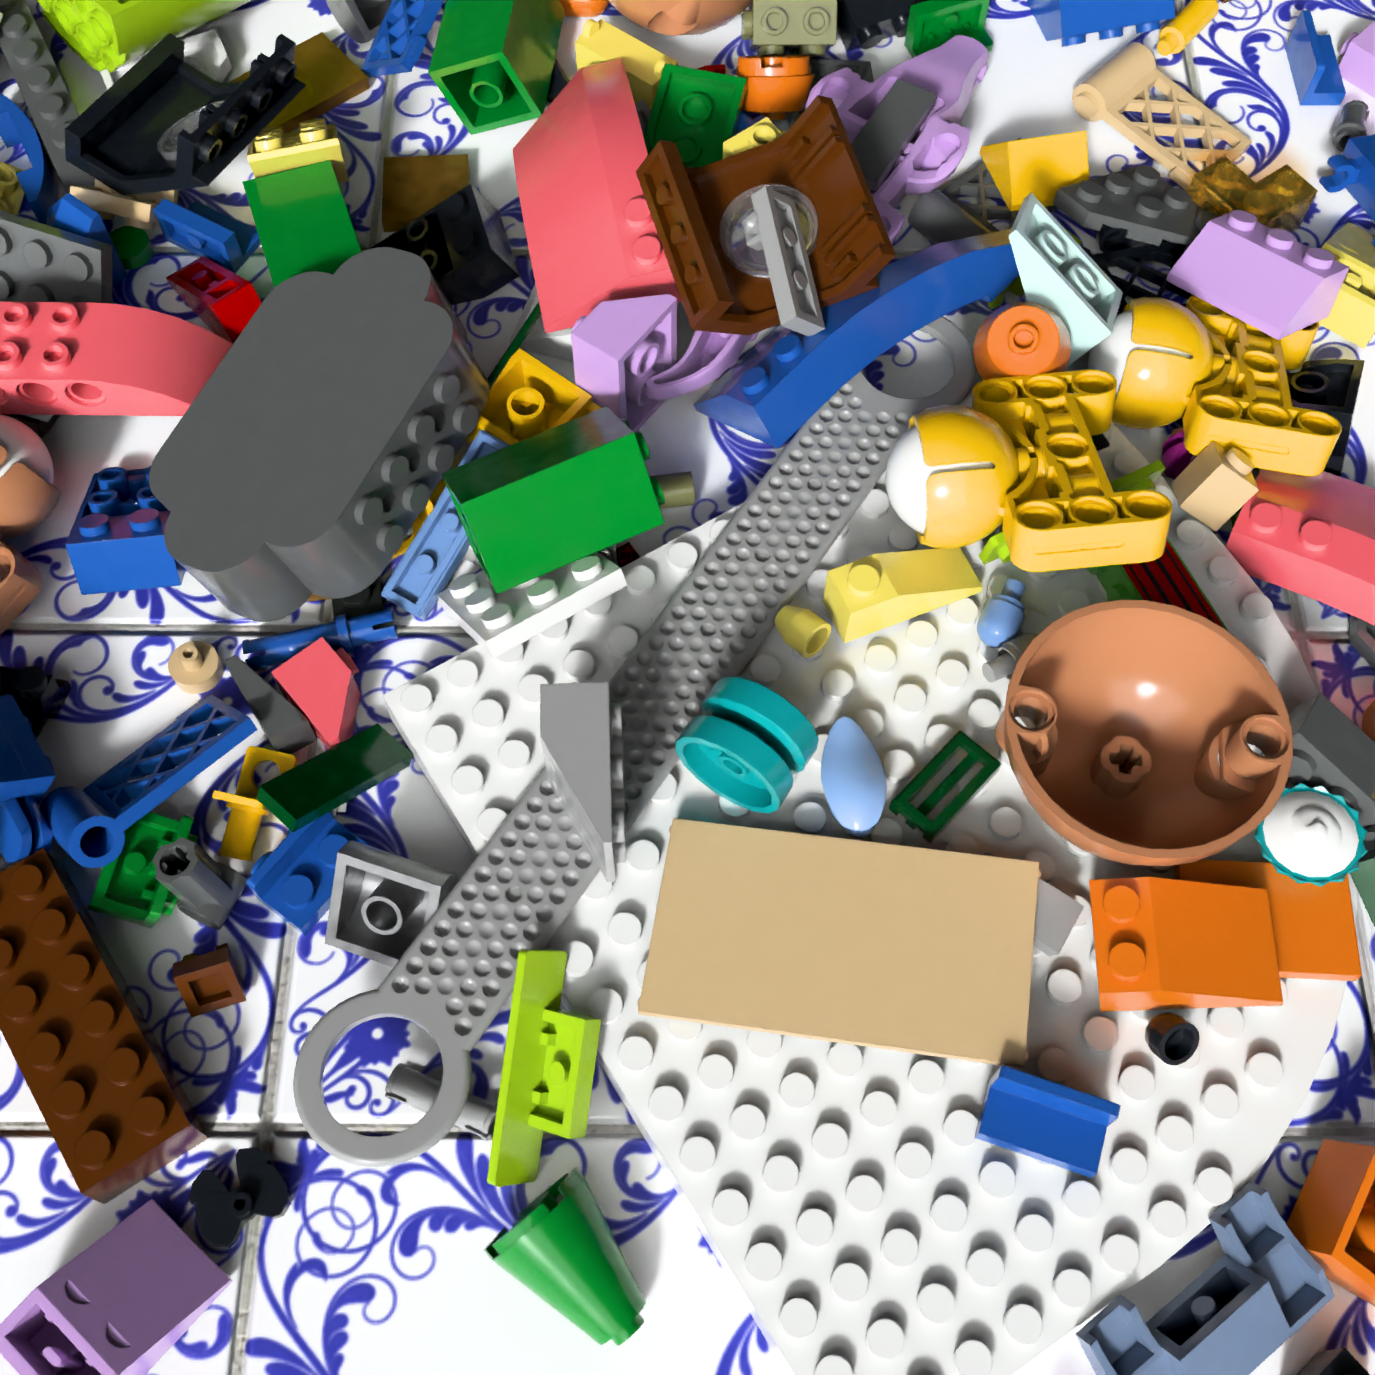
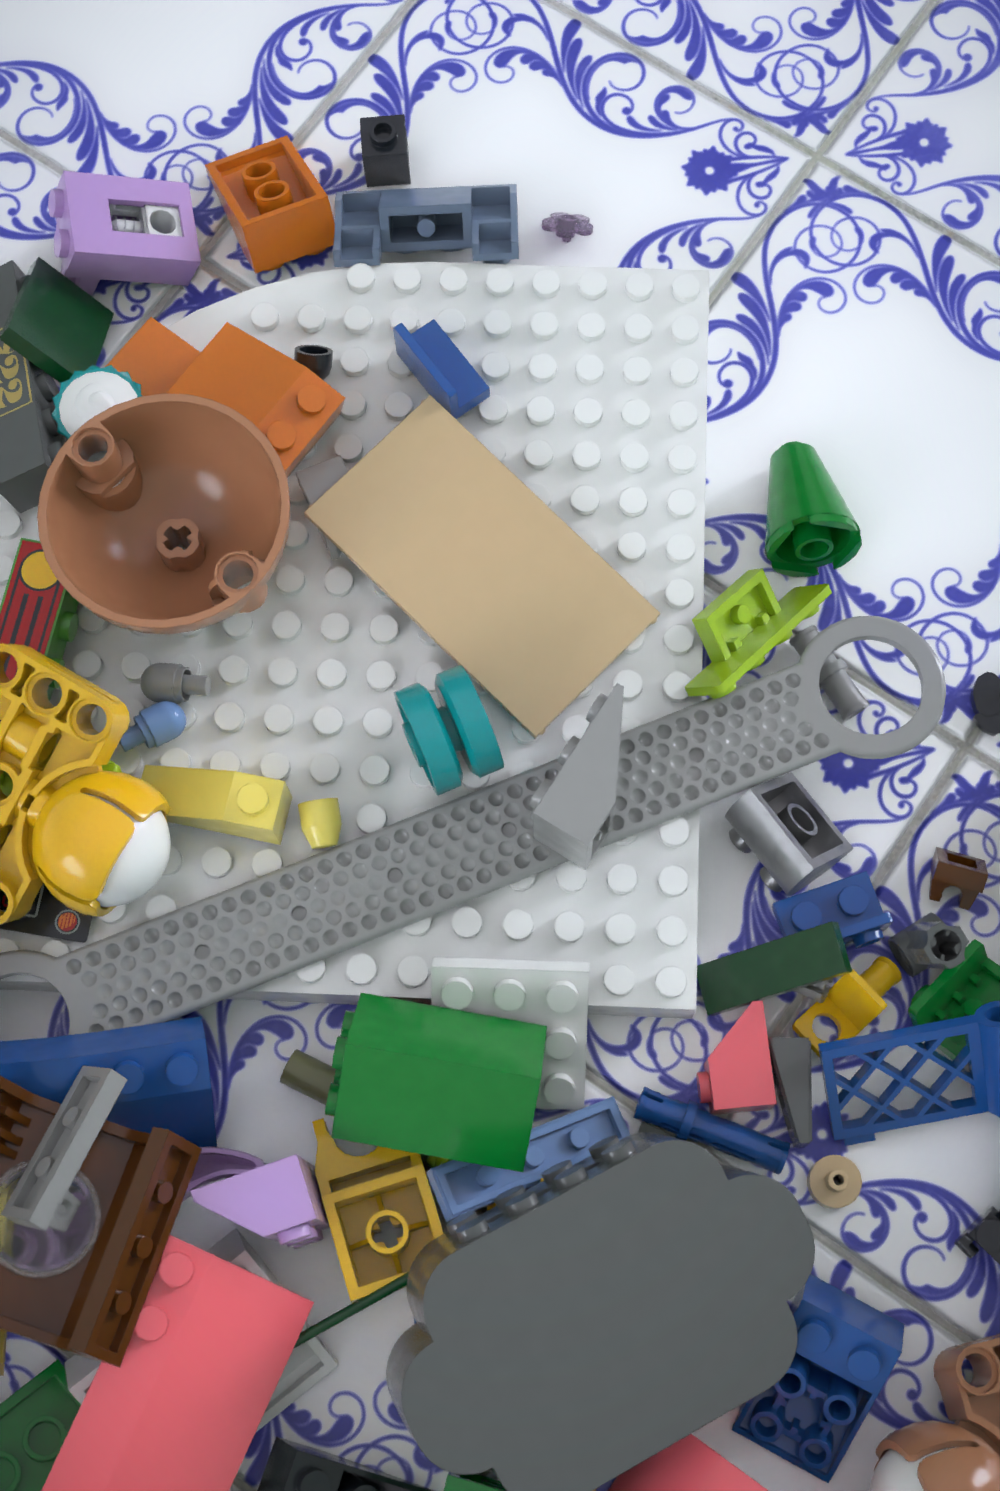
camera: 140 degrees left, 10 degrees up
(853, 778) = (377, 672): light blue arm -> none
(917, 817) = (314, 645): dark green tile -> none

